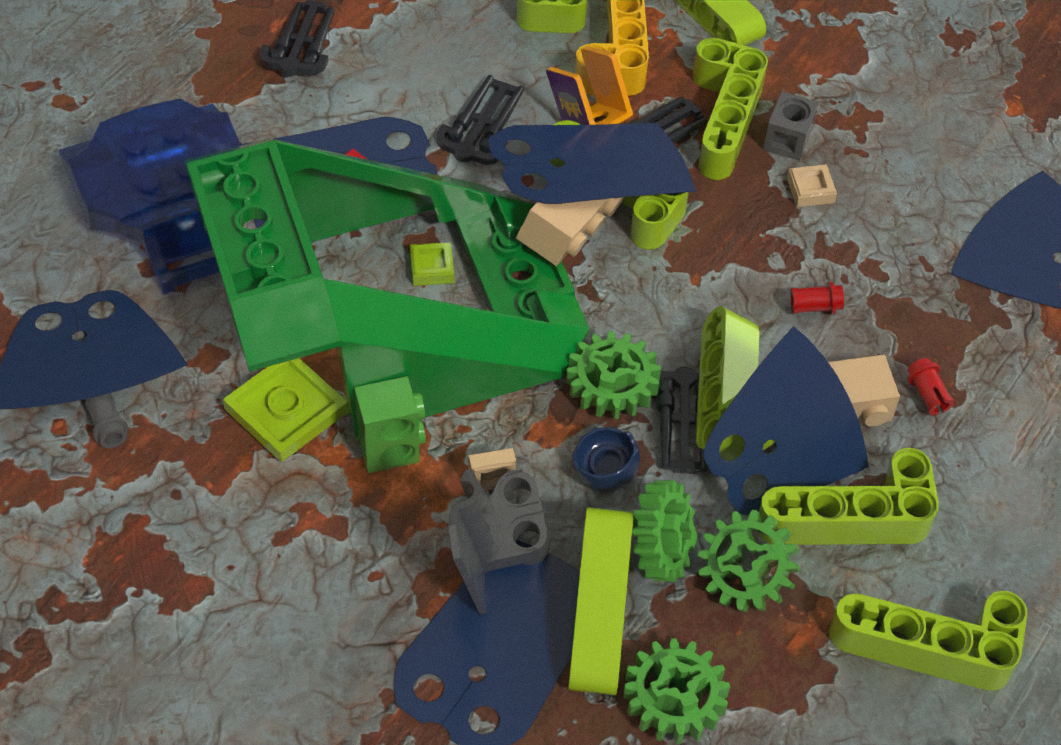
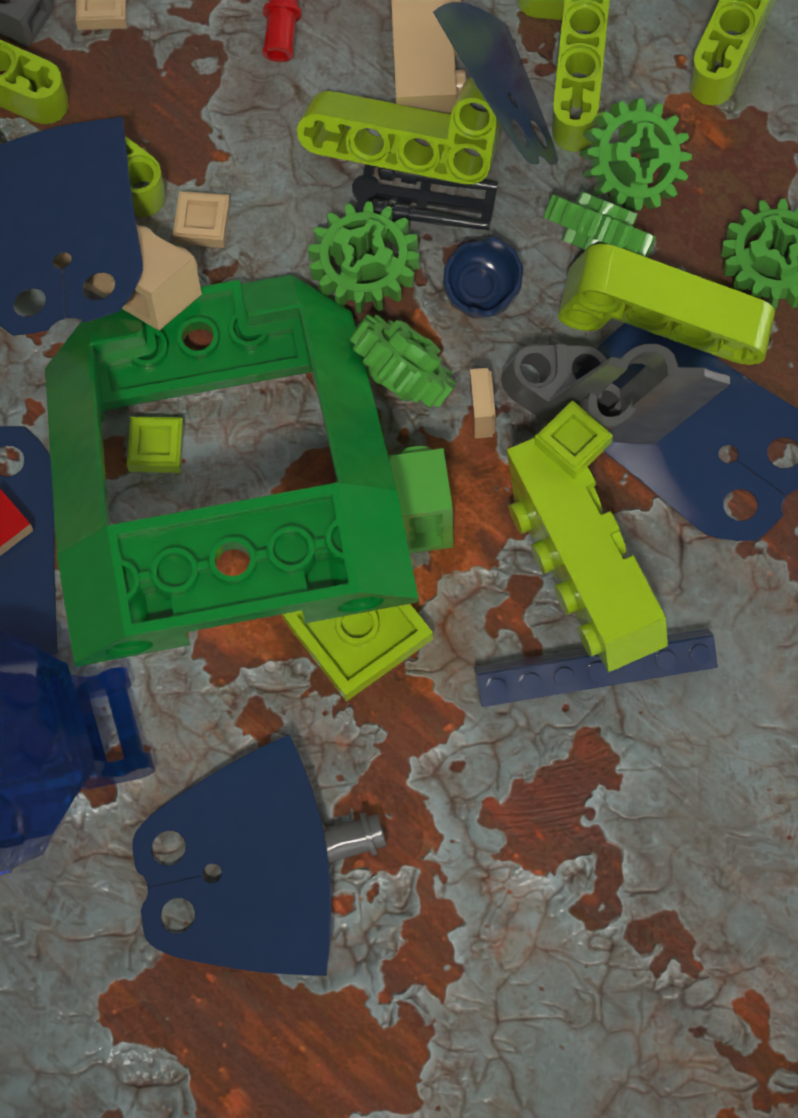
camera: 75 degrees left, 15 degrees up
(260, 579) = (578, 671): none -> dark blue piece
(351, 540) = (585, 557): none -> lime wedge
(432, 501) = (573, 439): none -> lime tile
(513, 400) = (403, 361): none -> bright green gear
(632, 270) = (201, 219): none -> tan tile

